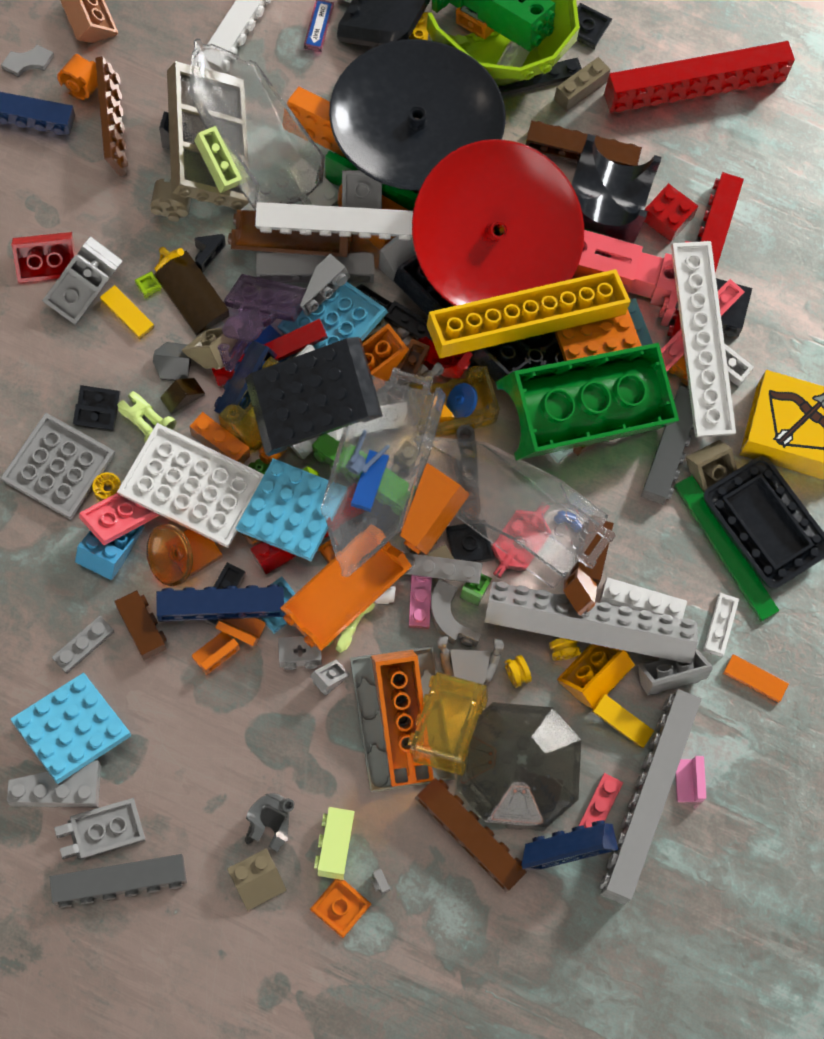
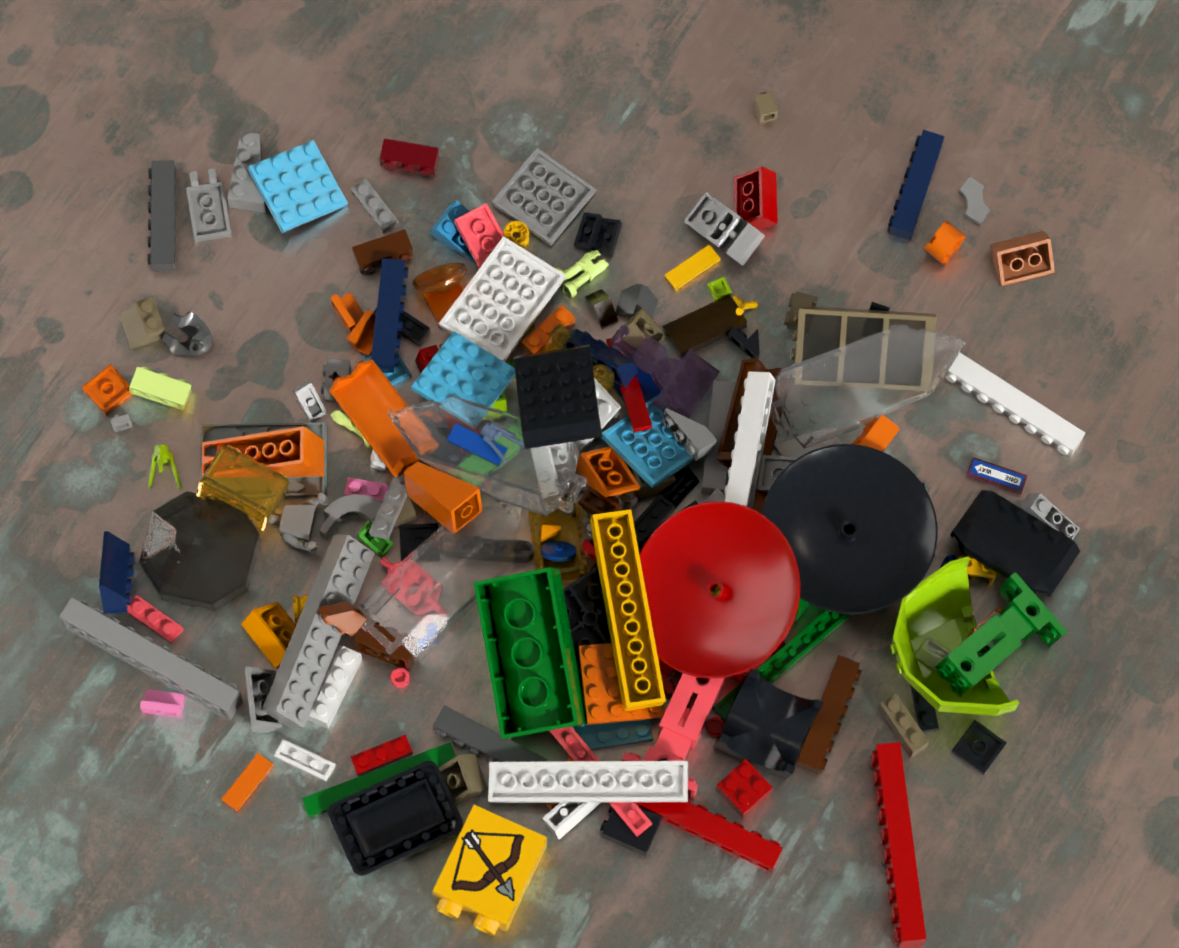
camera: 105 degrees right, 0 degrees up
(21, 612) = (409, 157): none -> dark red brick
(111, 116) = (898, 266): reddish brown plate -> none
(217, 159) = (824, 343): yellowish green brick -> none
(413, 829) = (161, 456): none -> lime plant
(470, 834) = (141, 503): reddish brown brick -> none
(518, 671) = (287, 563): yellow wheel -> none
(618, 544) = (400, 677): none -> coral tile
(622, 721) = (226, 648): yellow tile -> none
(700, 549) = (381, 755): none -> red plate

